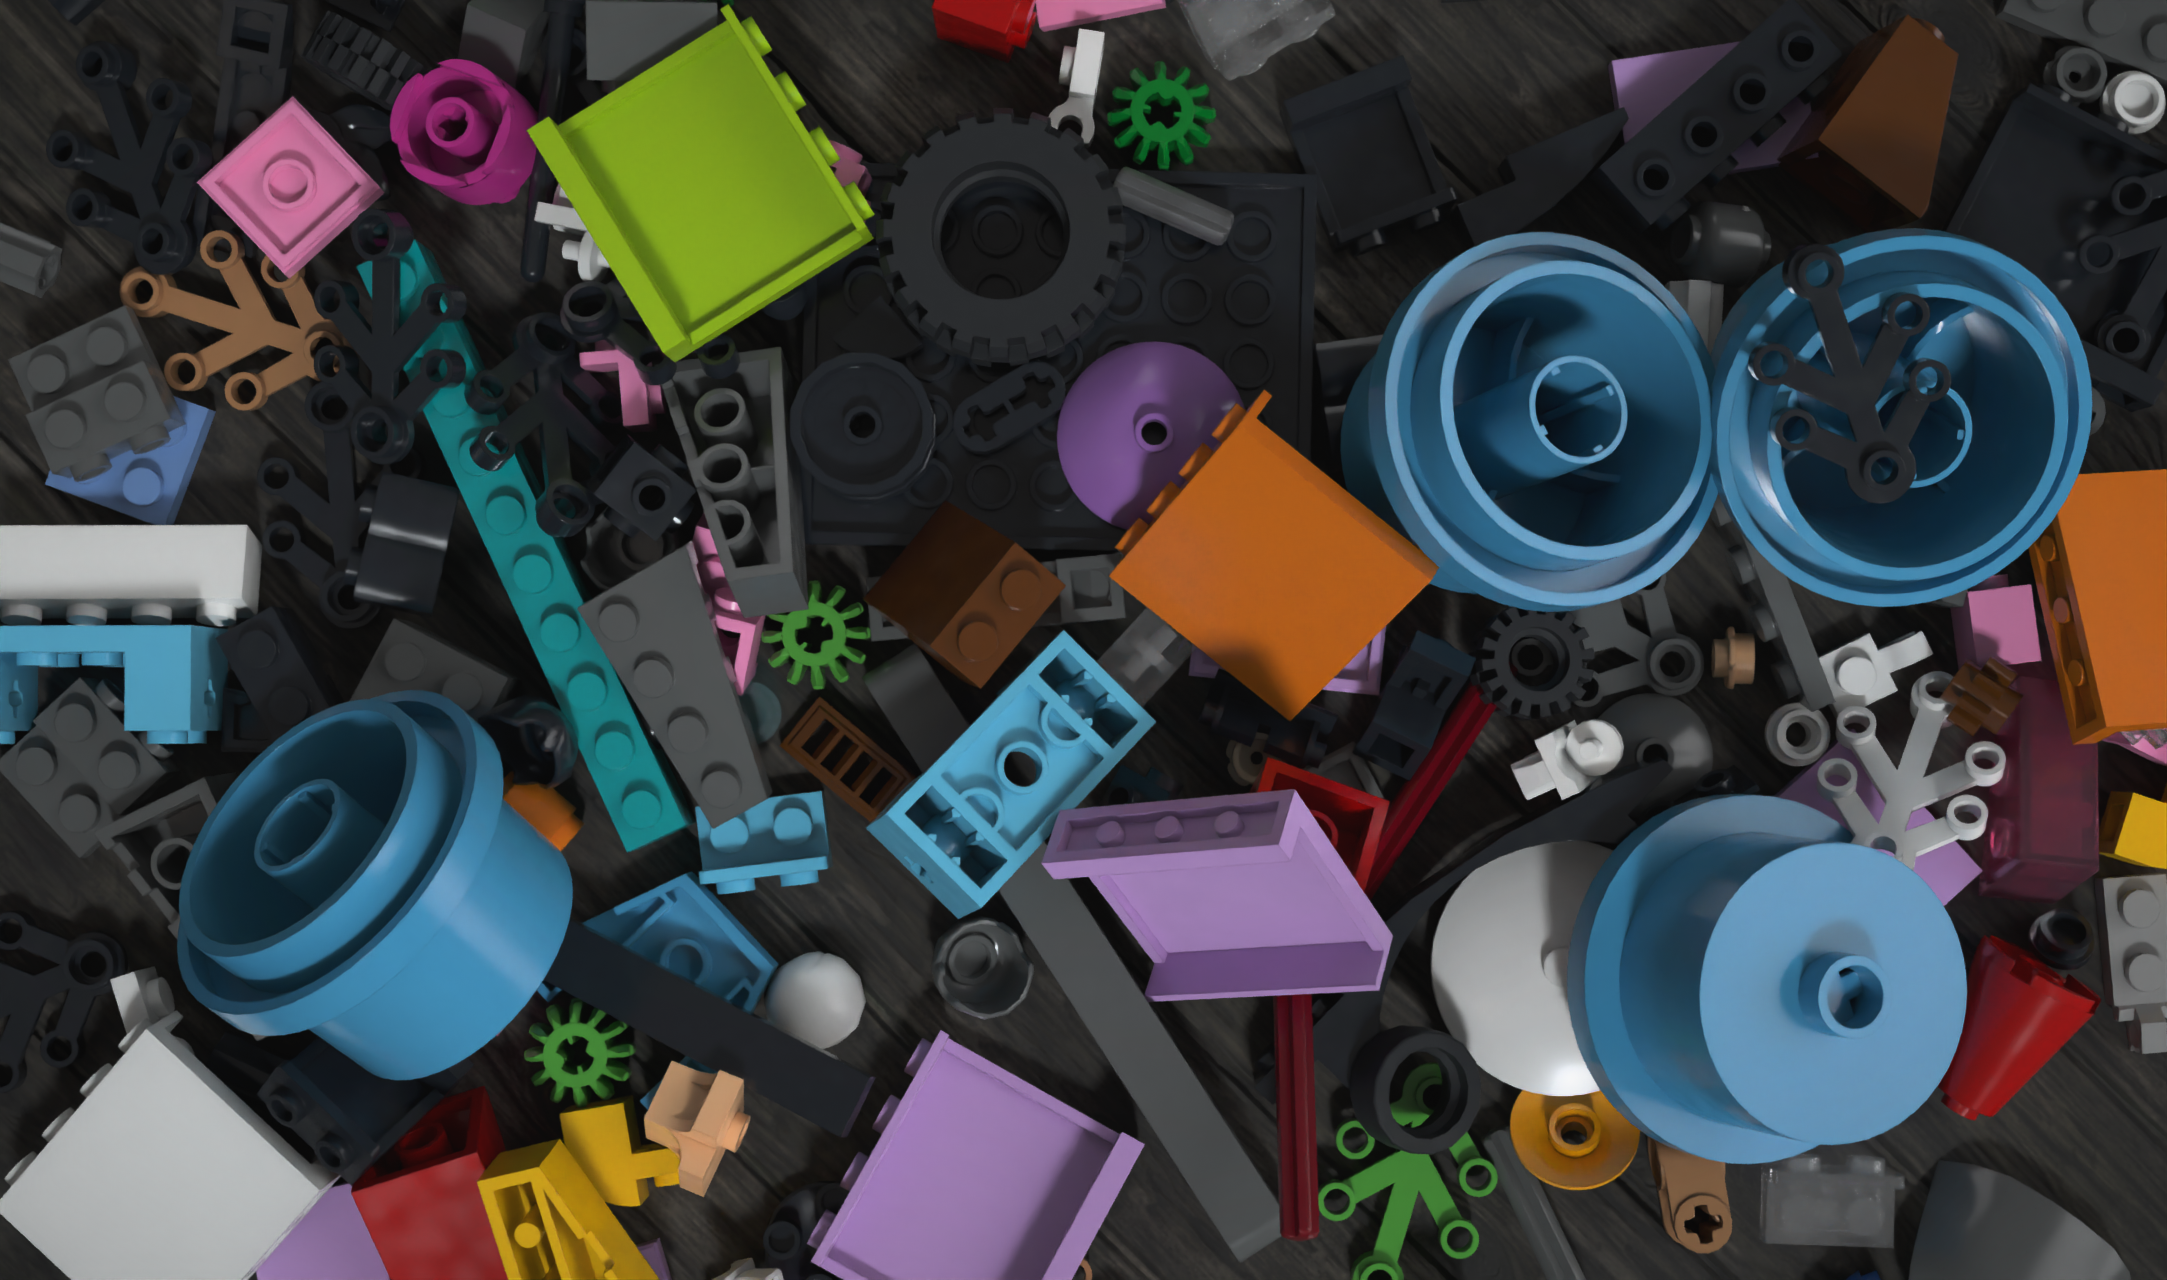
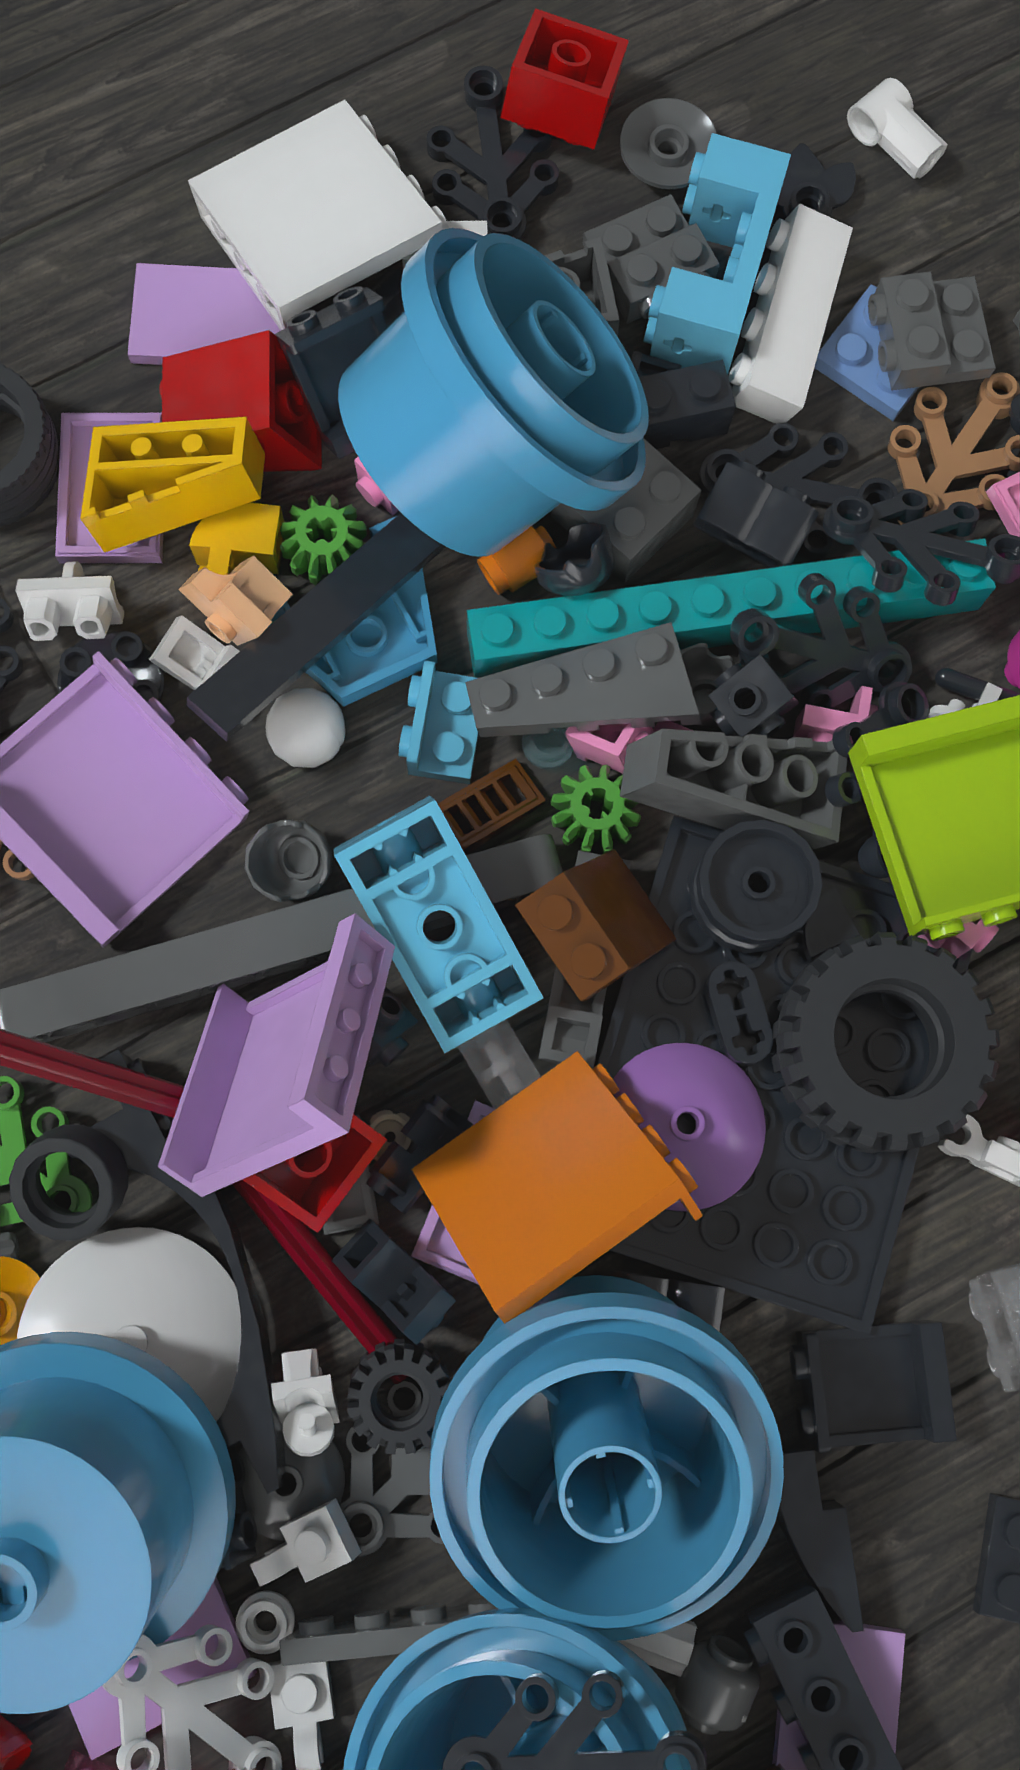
camera: 105 degrees right, 10 degrees down
(769, 1154) = (190, 653): none -> white slope
(1167, 96) = (965, 1229): green gear -> none
(1174, 206) = (873, 1200): flat silver axle -> none
(1705, 707) = (314, 1543): none -> white plate
(1734, 658) = (349, 1584): light nougat plate -> none

